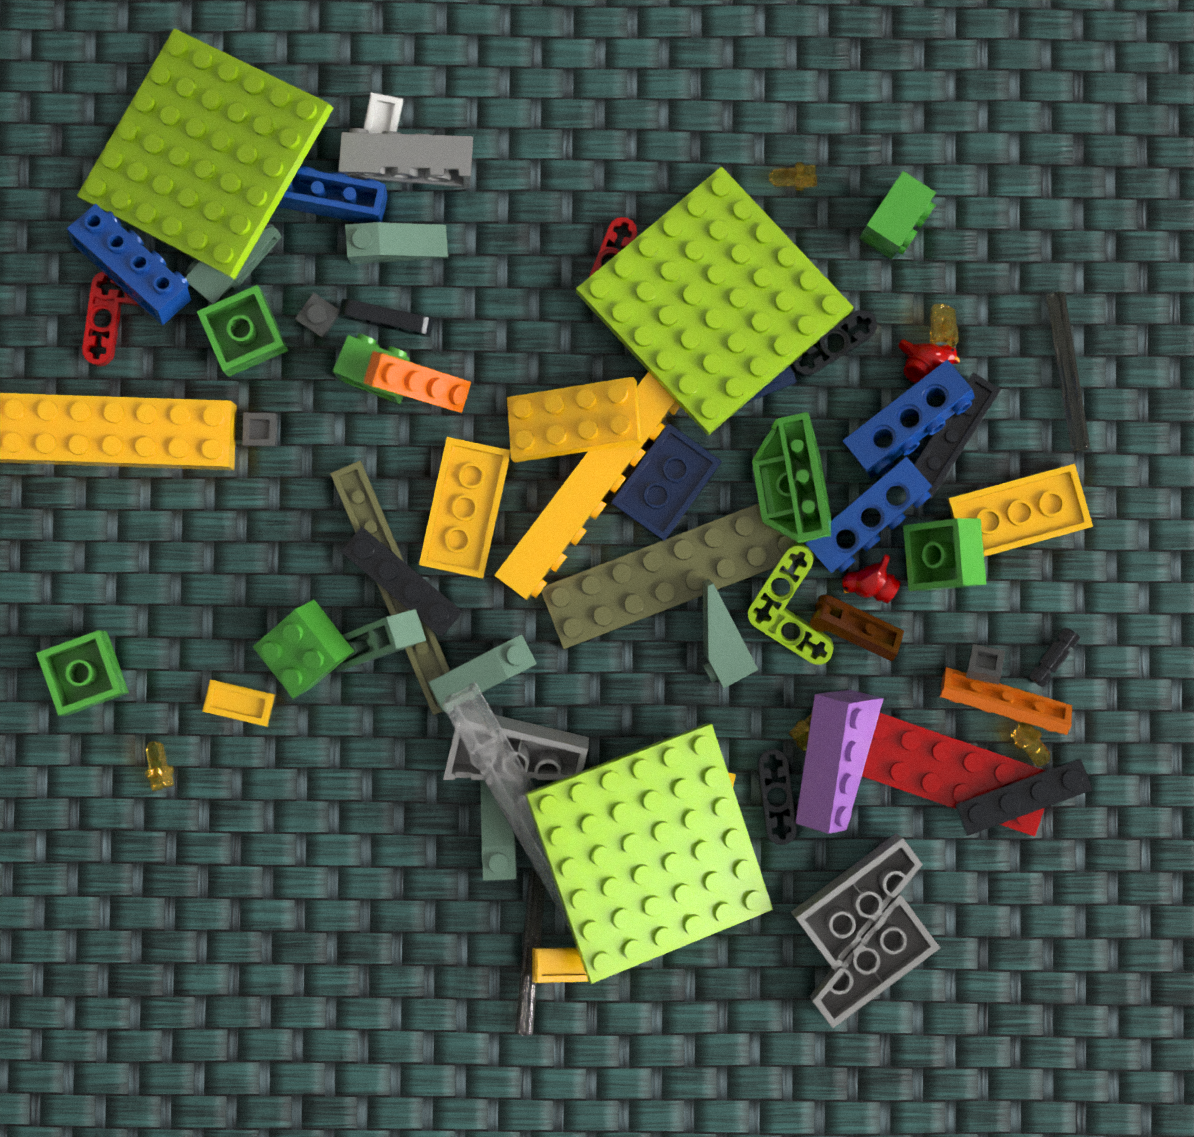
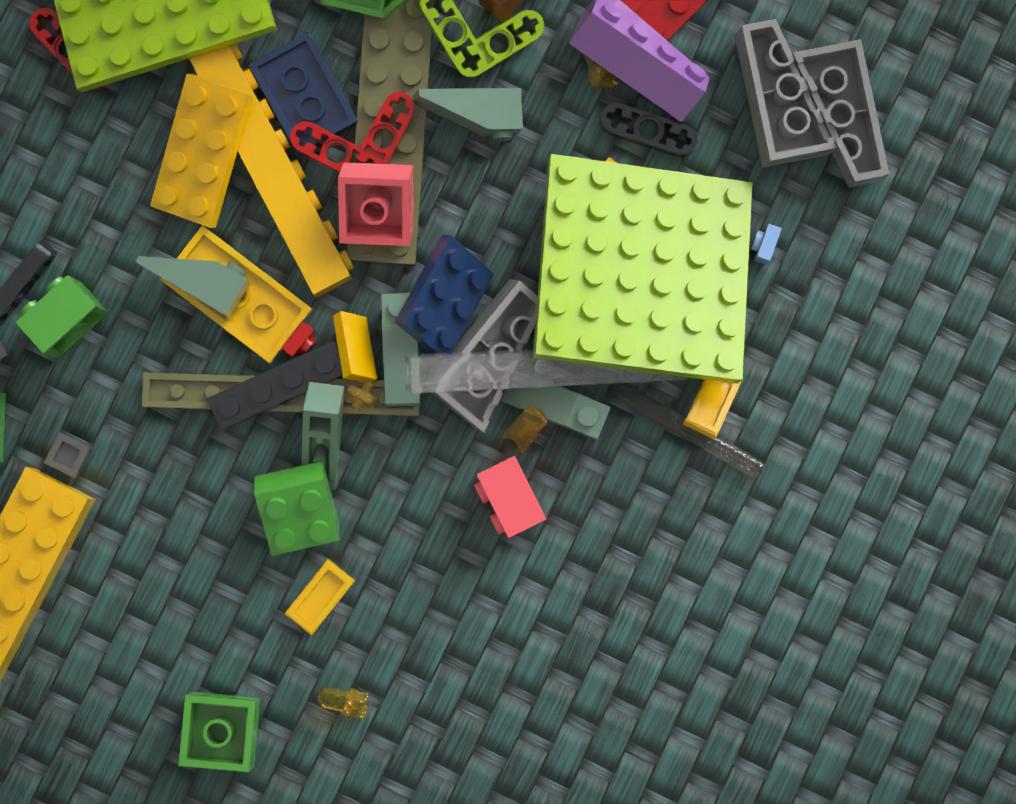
camera: 60 degrees left, 0 degrees up
(397, 829) = (510, 497): none -> coral brick
(417, 382) = (91, 279): orange plate -> none
(426, 659) = (362, 395): none -> clear yellow piece
(450, 583) = (300, 341): none -> red plate
(461, 481) = (207, 281): none -> sand green slope
(465, 632) = (354, 347): none -> yellow tile
(465, 813) = (526, 428): none -> clear yellow piece
(544, 690) = (444, 297): none -> dark blue plate
(595, 594) = (376, 204): none -> coral brick
(642, 563) = (368, 149): none -> red beam
(724, 946) = (765, 243): none -> light blue plate

